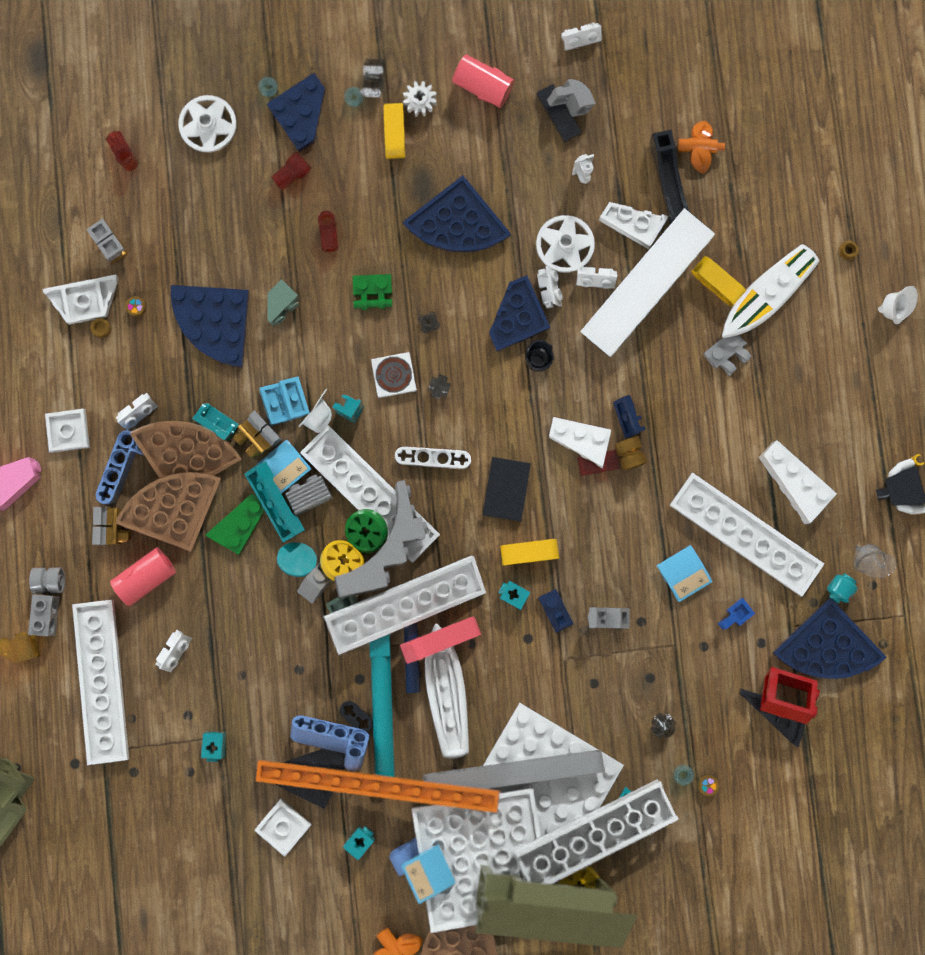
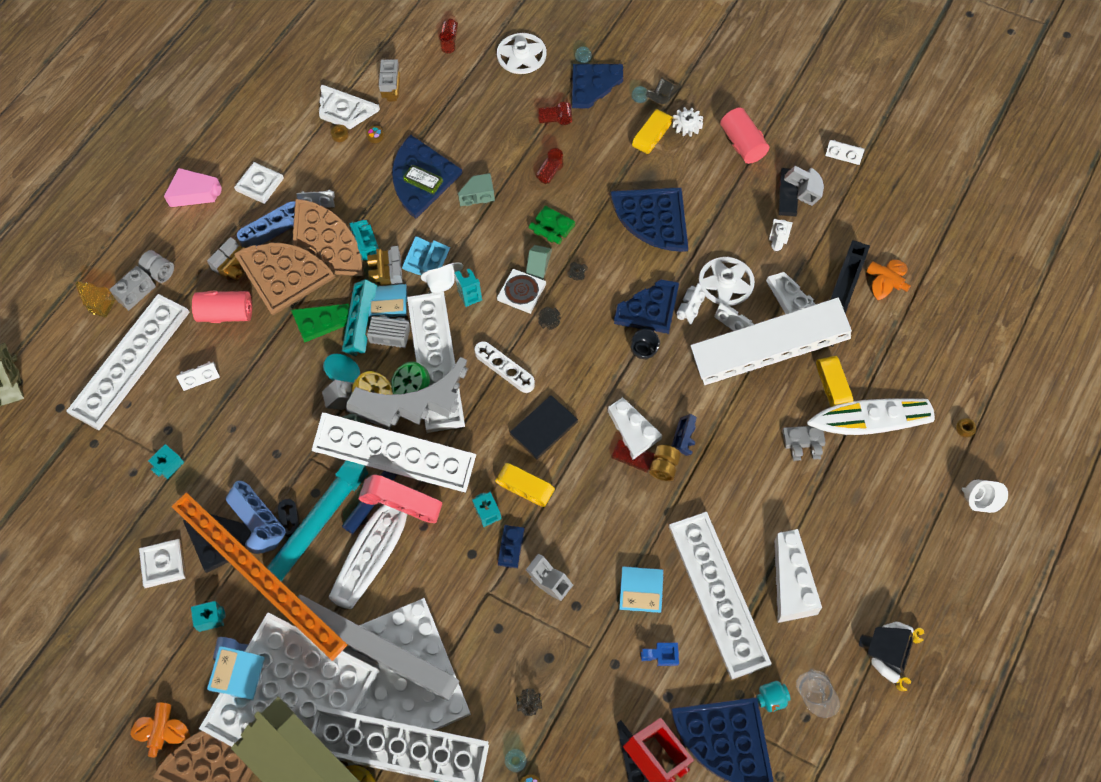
camera: 35 degrees right, 20 degrees down
(222, 326) = (423, 179): none -> tile
(387, 335) = (538, 261): none -> sand green slope

